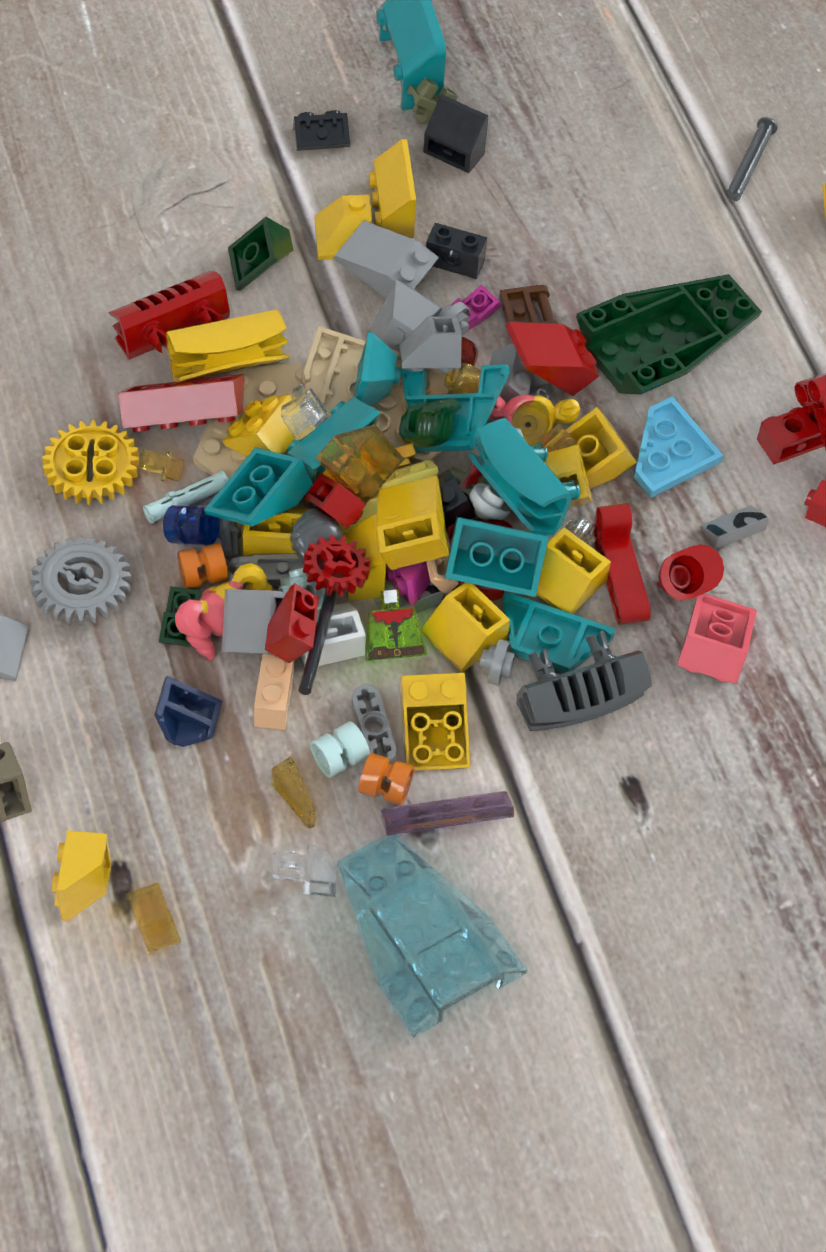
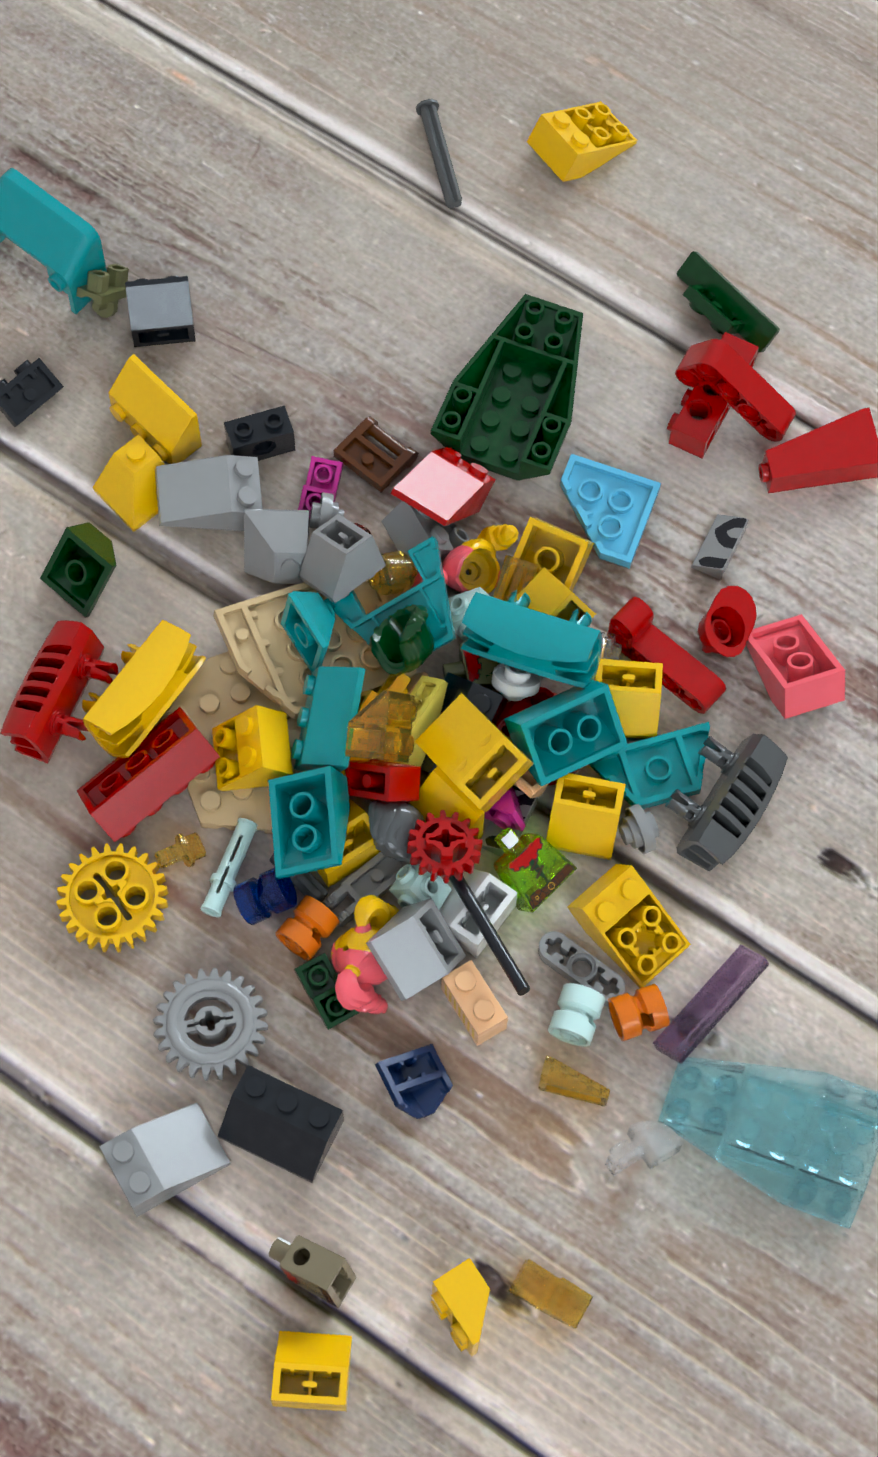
camera: 35 degrees left, 10 degrees up
(70, 675) = (280, 1123): none -> black slope
(293, 625) = (456, 933): red slope -> none
(303, 412) = (286, 712): clear brick -> none

